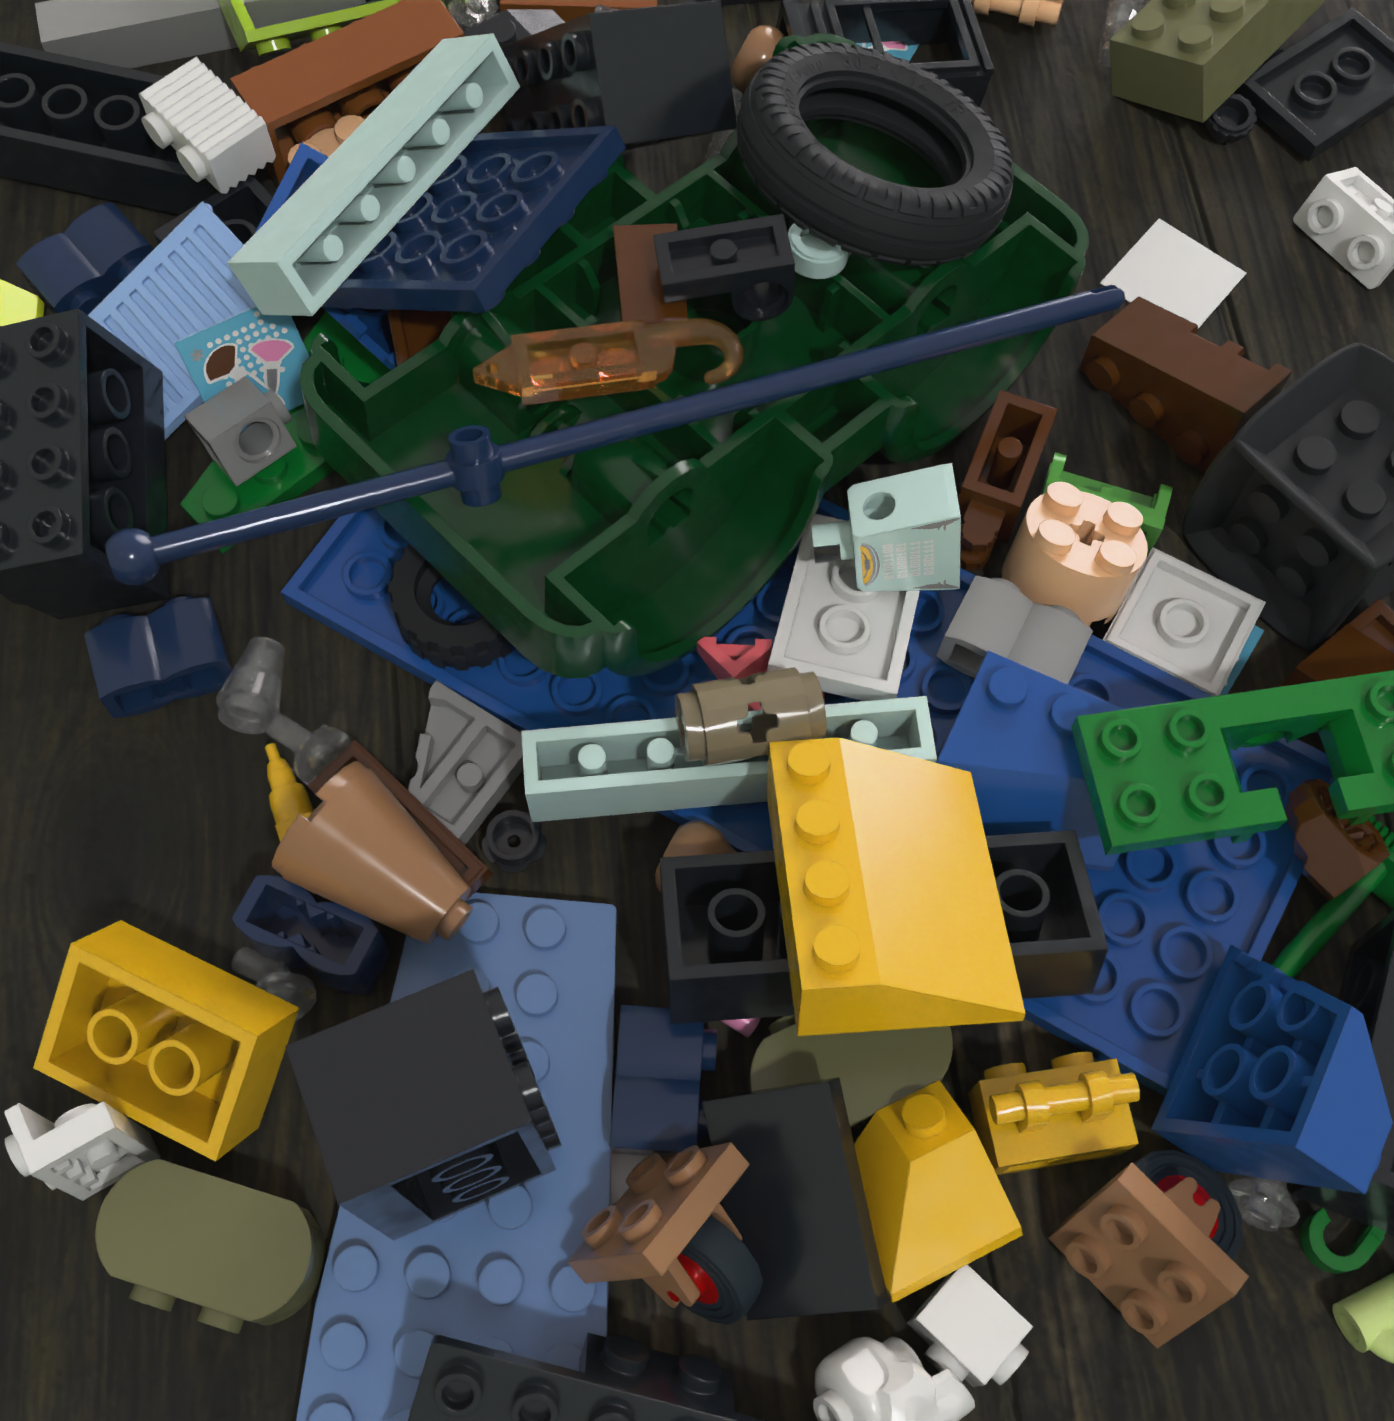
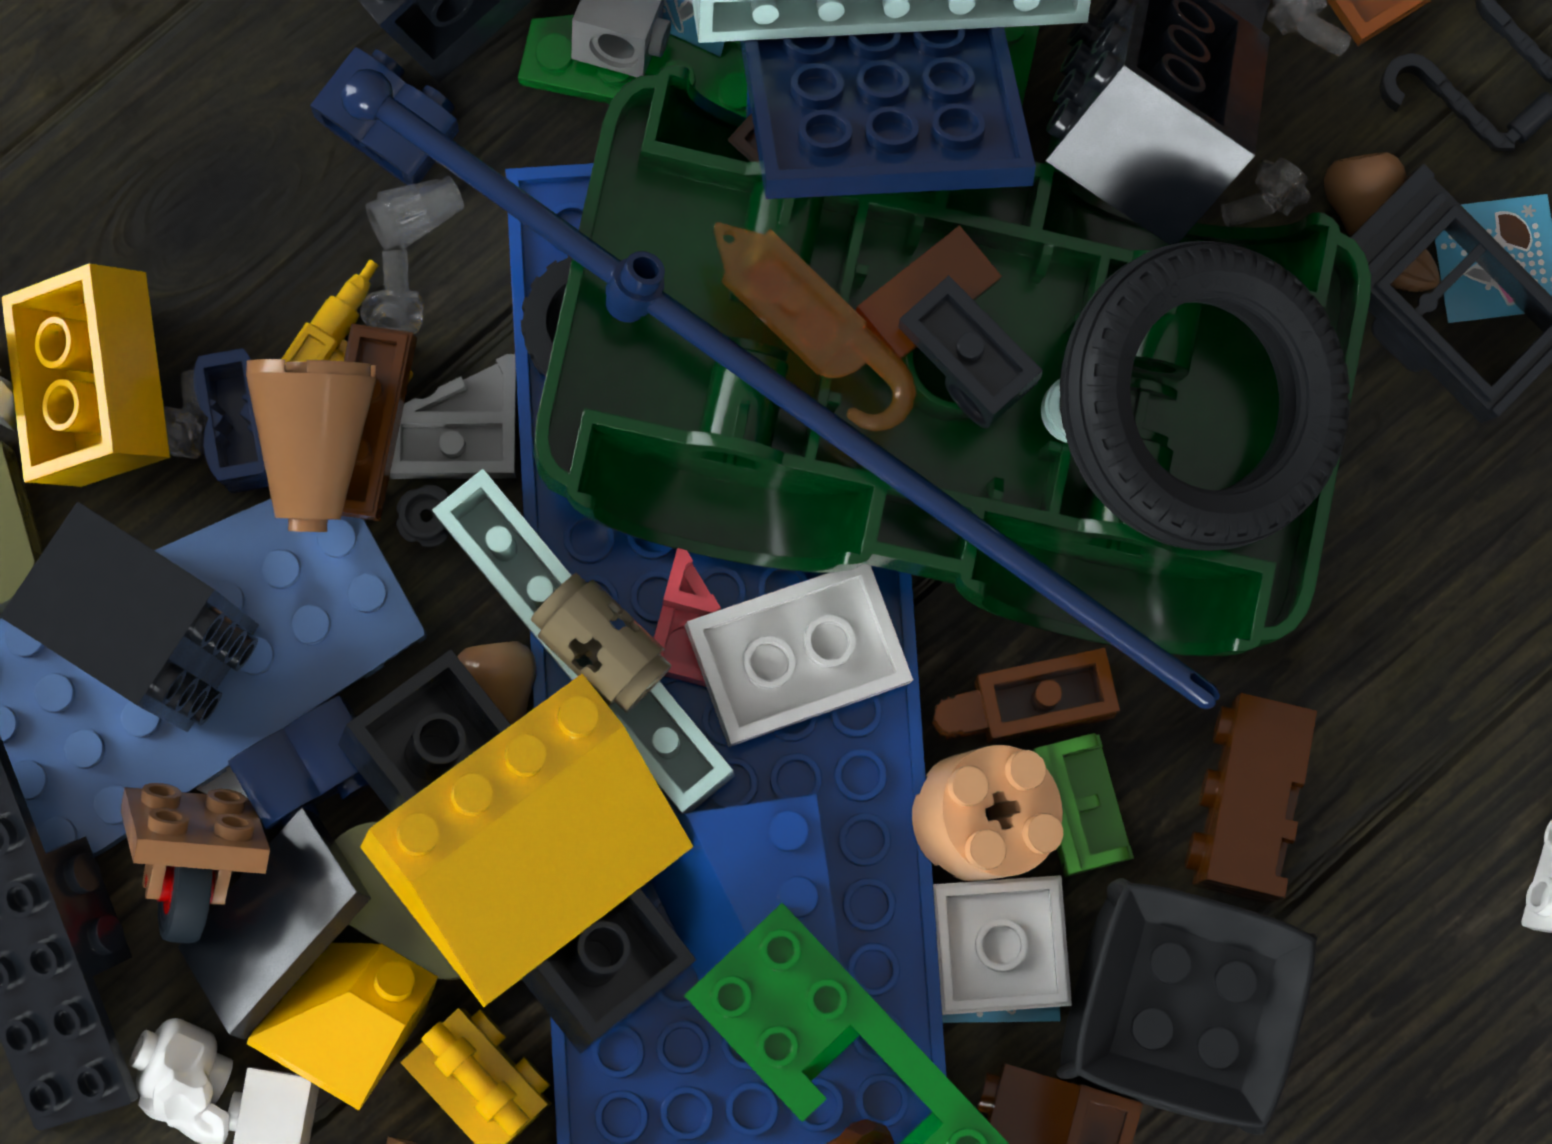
camera: 60 degrees right, 15 degrees up
(898, 532) = (868, 651): light aqua torso -> none
(1008, 623) = (864, 811): light grey brick -> none
(1175, 273) = (1403, 728): white sticker -> none

